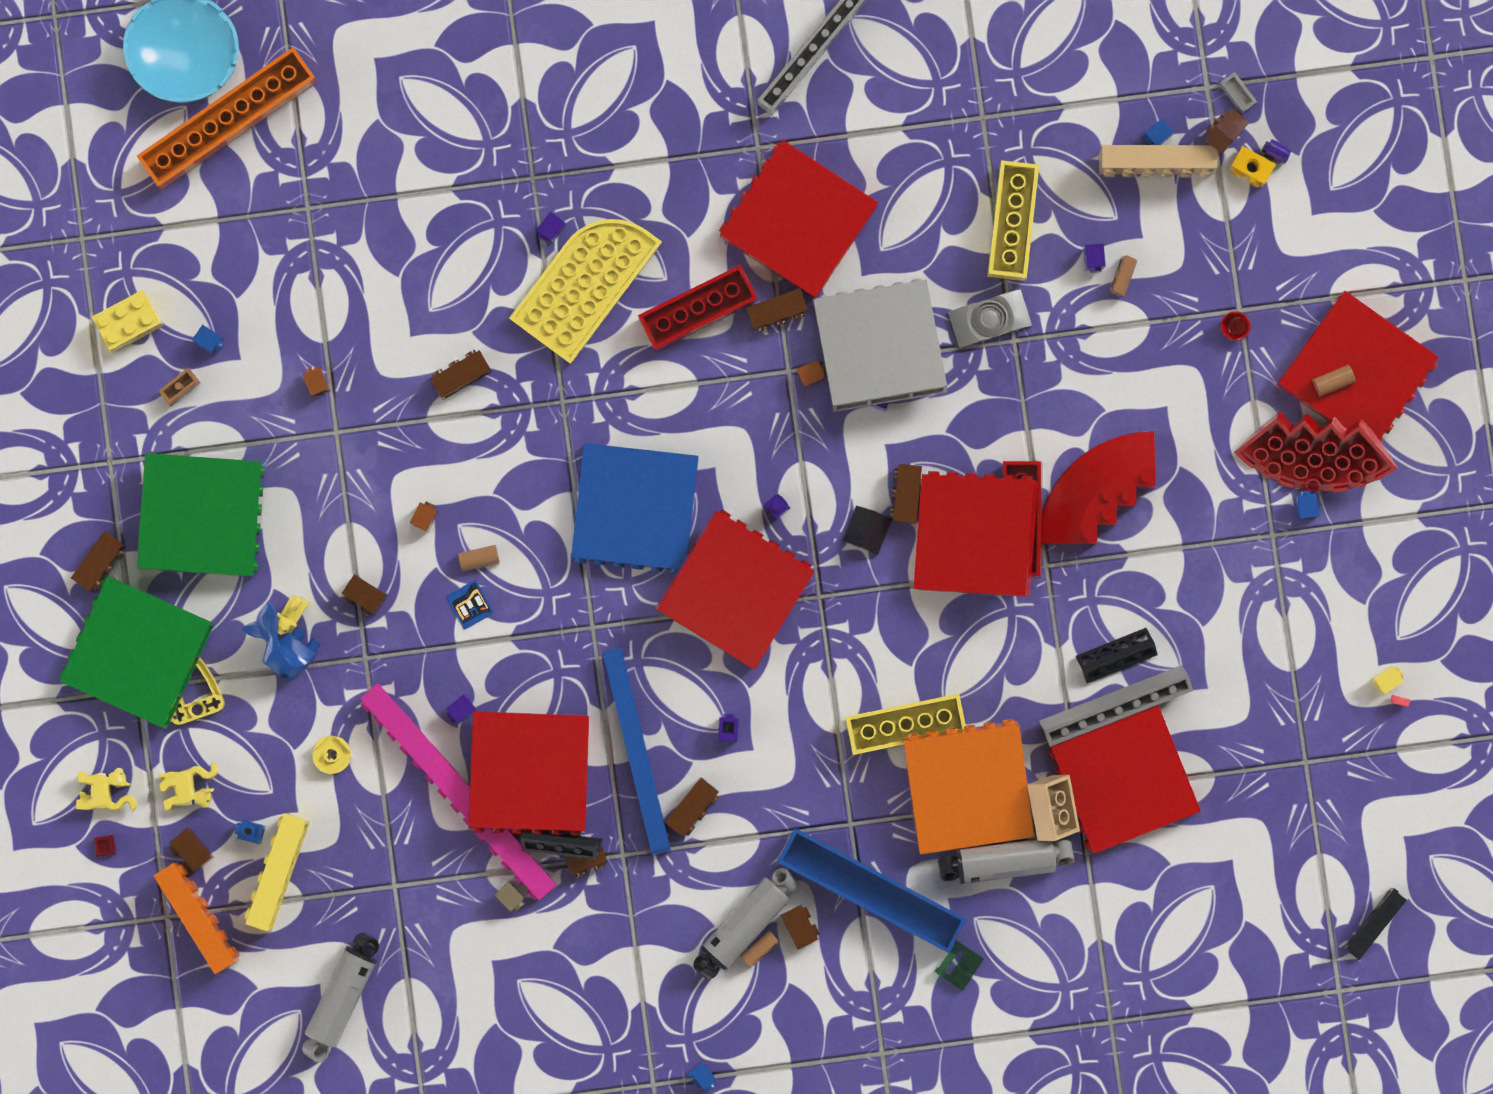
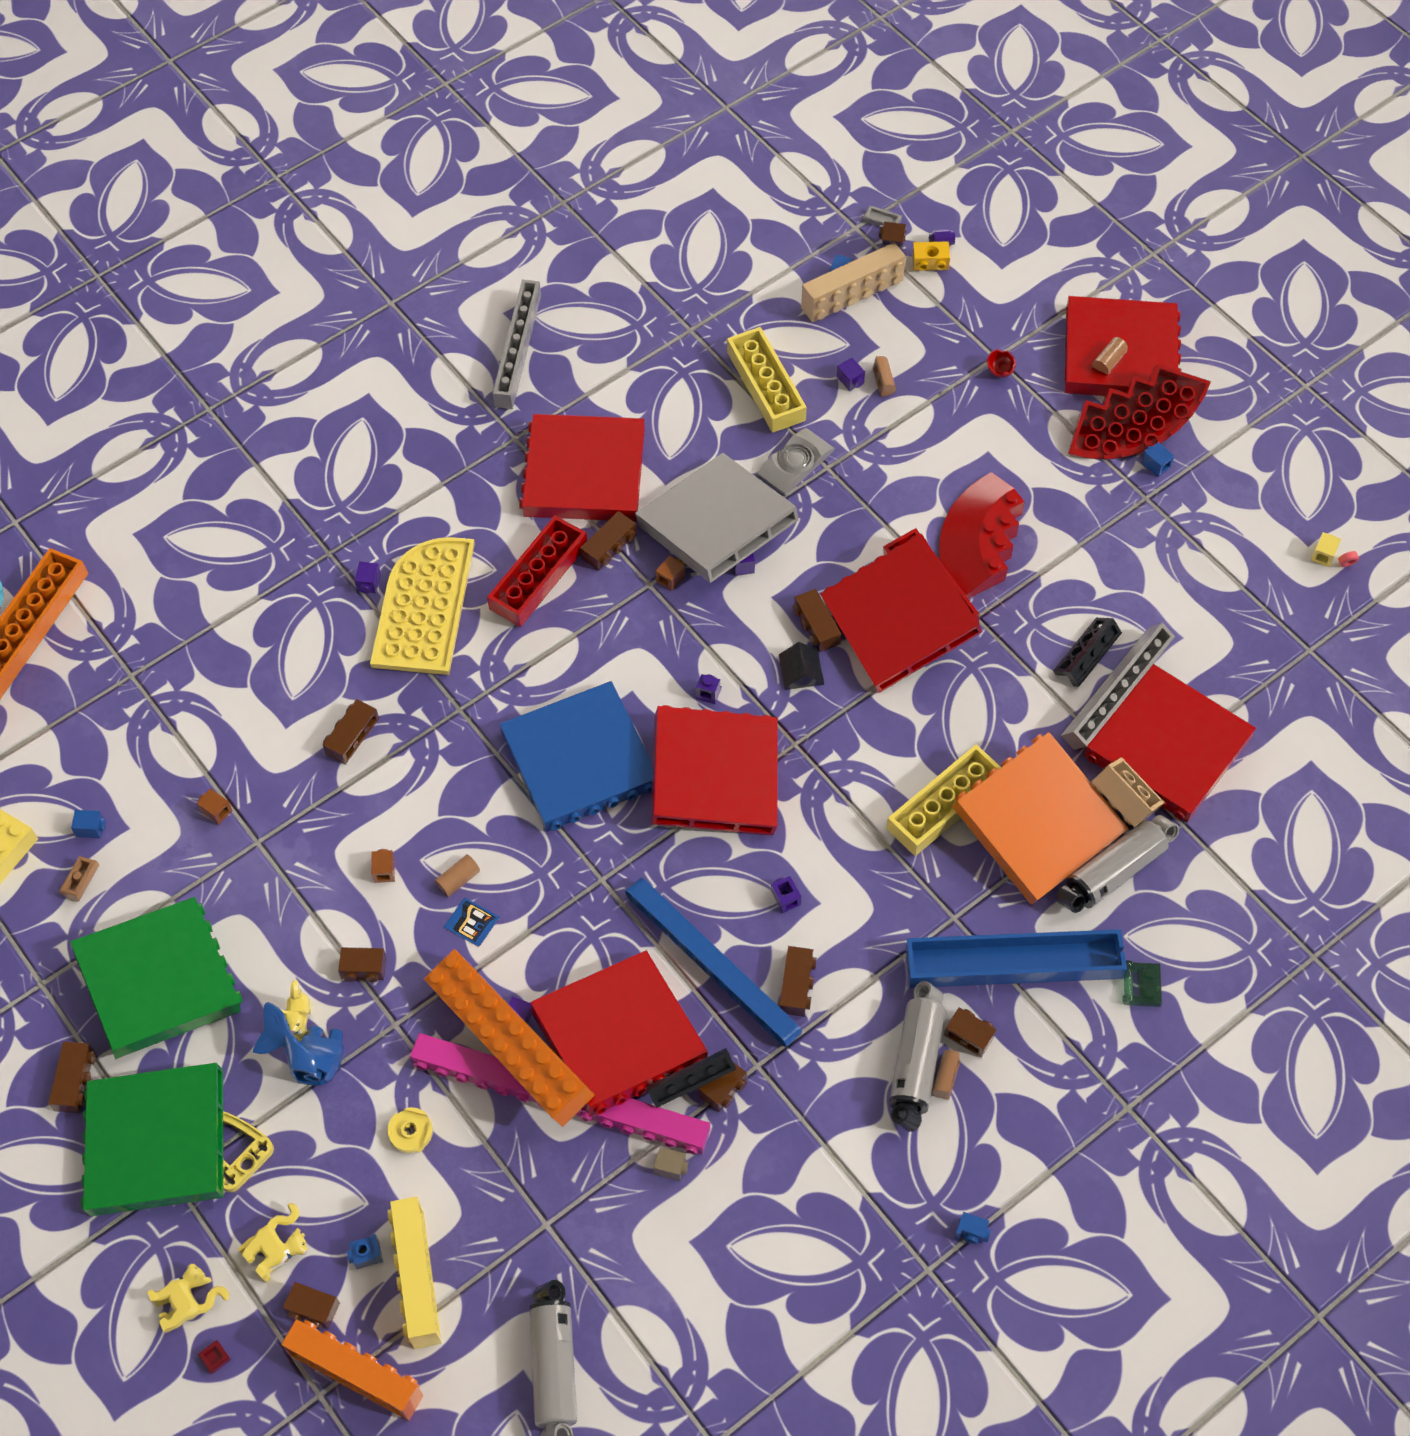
camera: 30 degrees left, 25 degrees down
(440, 730) = (509, 1038): none -> orange brick

